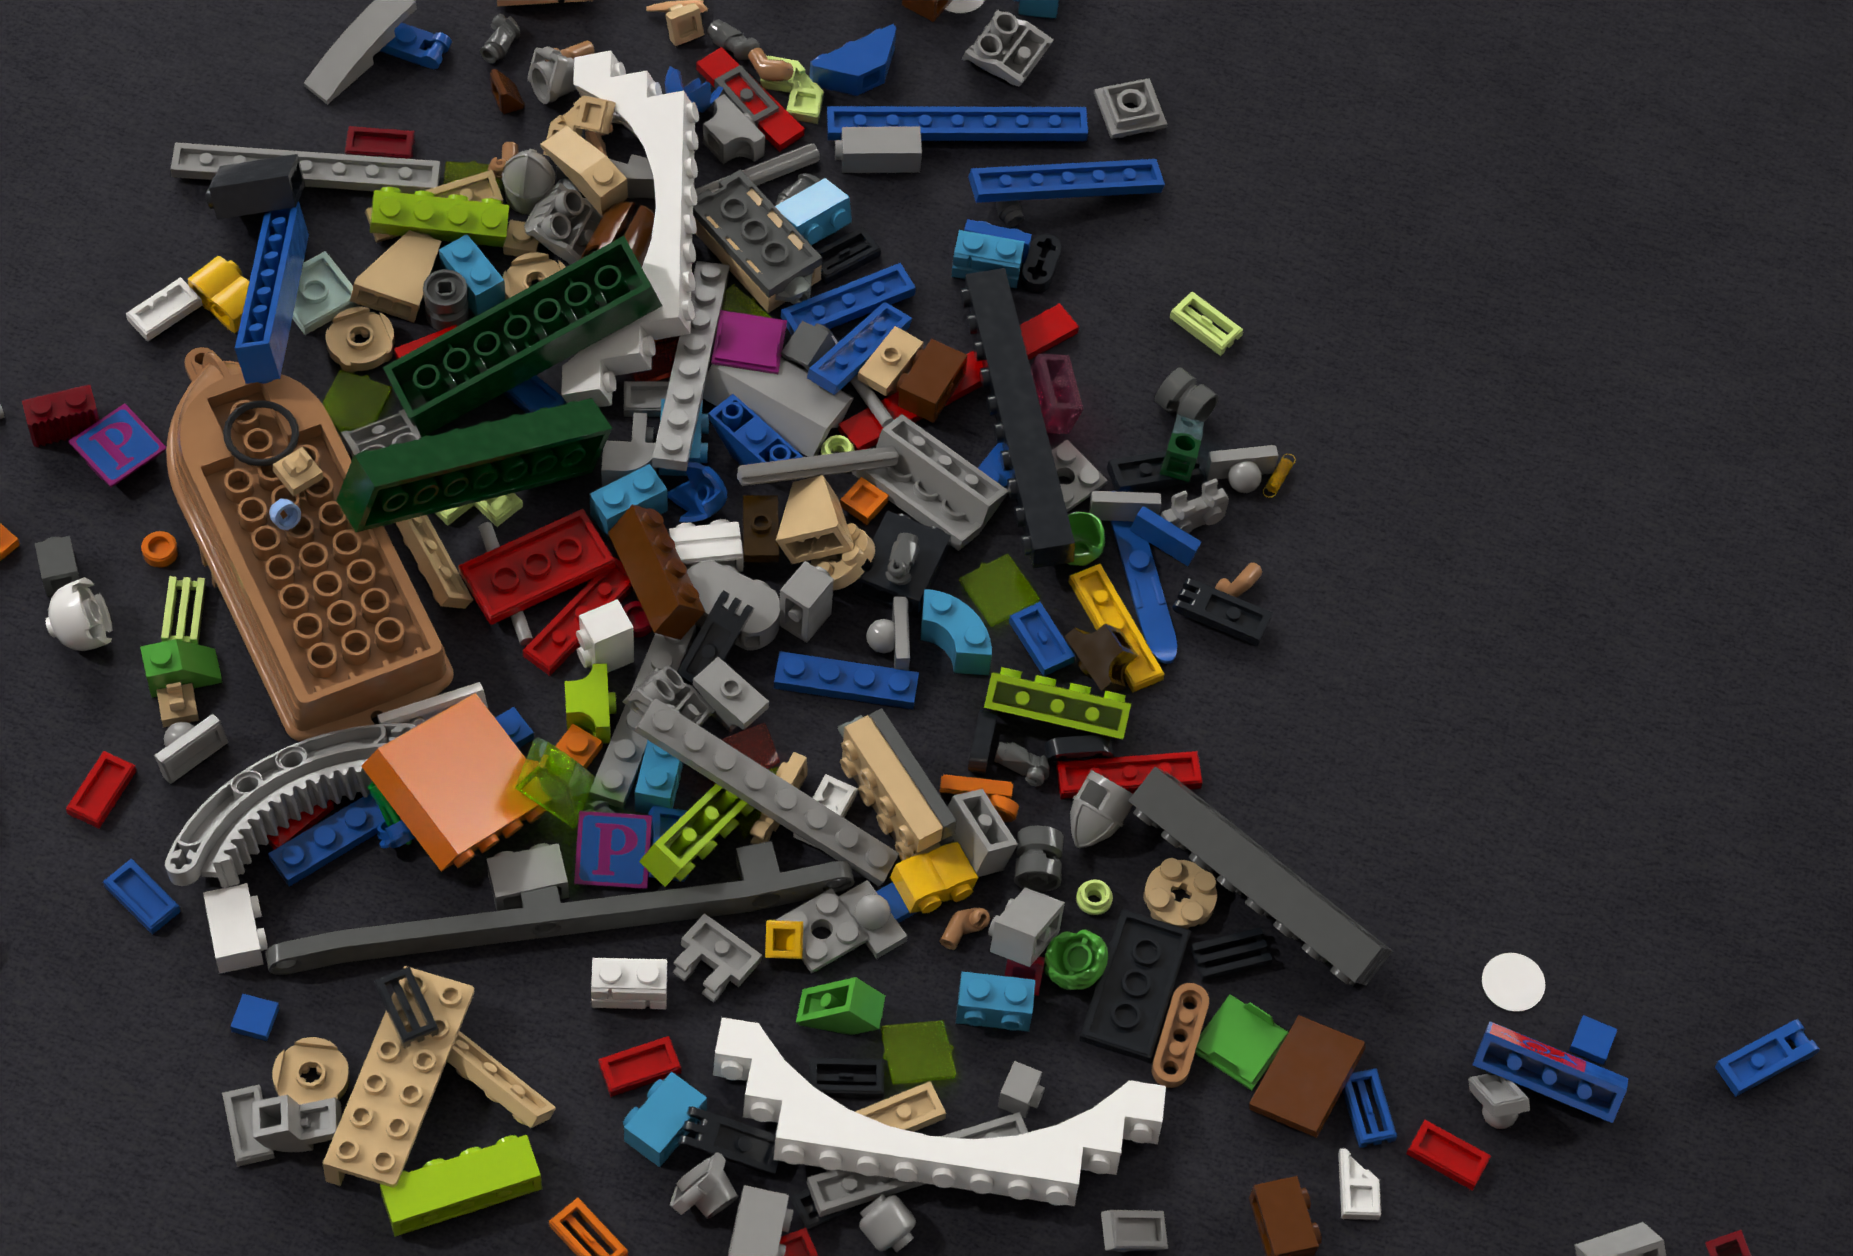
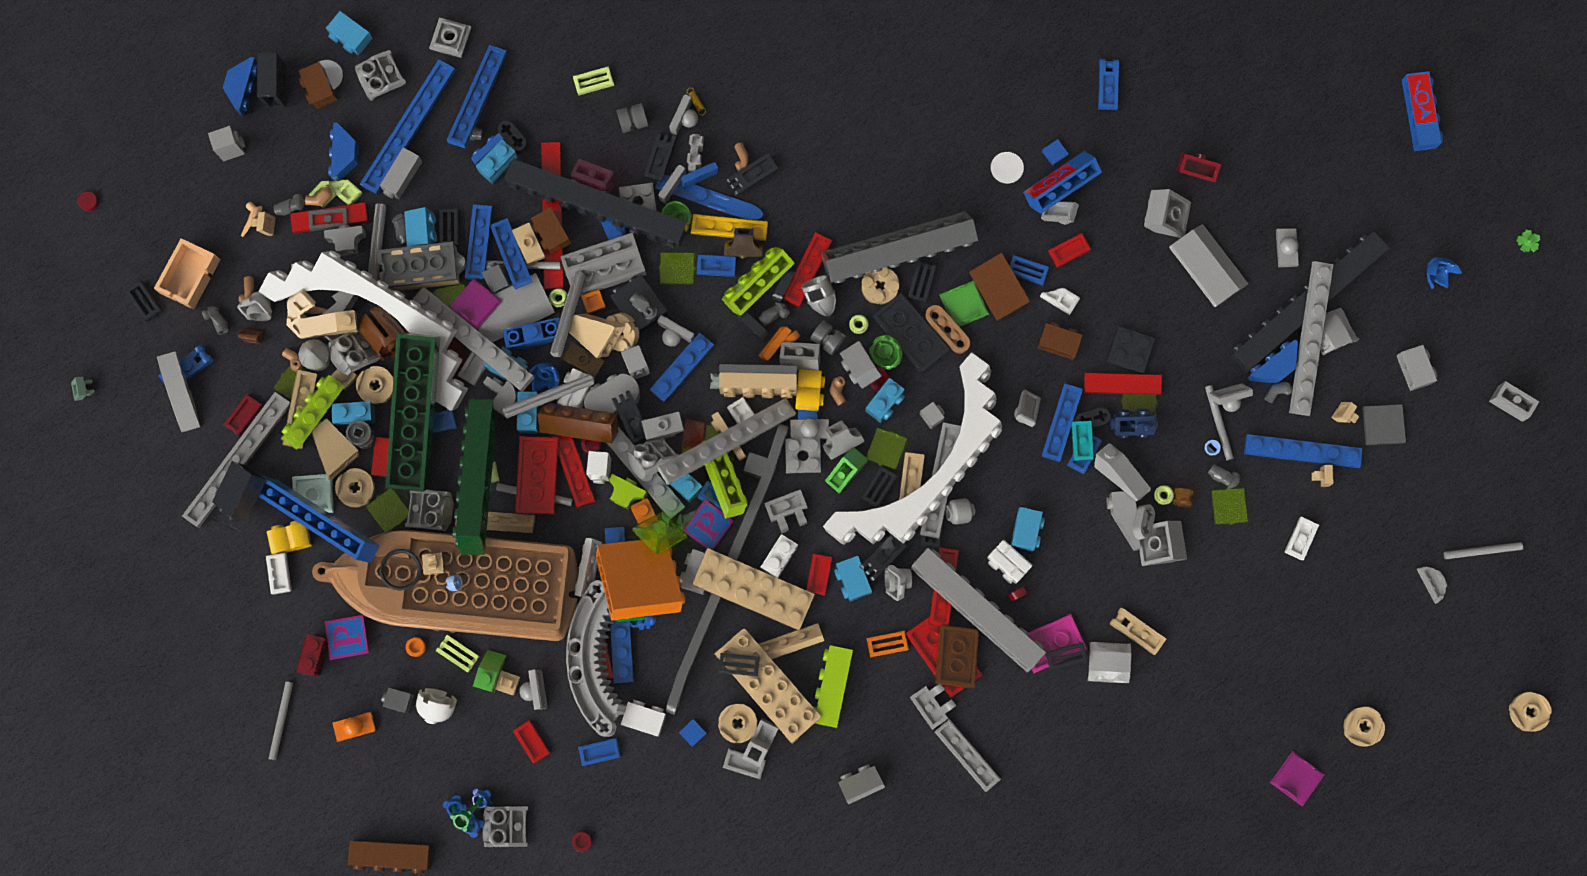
camera: 50 degrees left, 20 degrees up
(549, 969) = (753, 589): none -> tan plate
(670, 504) = (548, 396): none -> light grey axle
(695, 90) = (310, 248): blue piece -> none
(784, 939) = (799, 475): yellow slope -> none
(886, 969) = (841, 439): none -> light grey brick
(957, 631) = (690, 302): dark azure brick -> none
(1182, 448) = (659, 137): dark green leg -> none

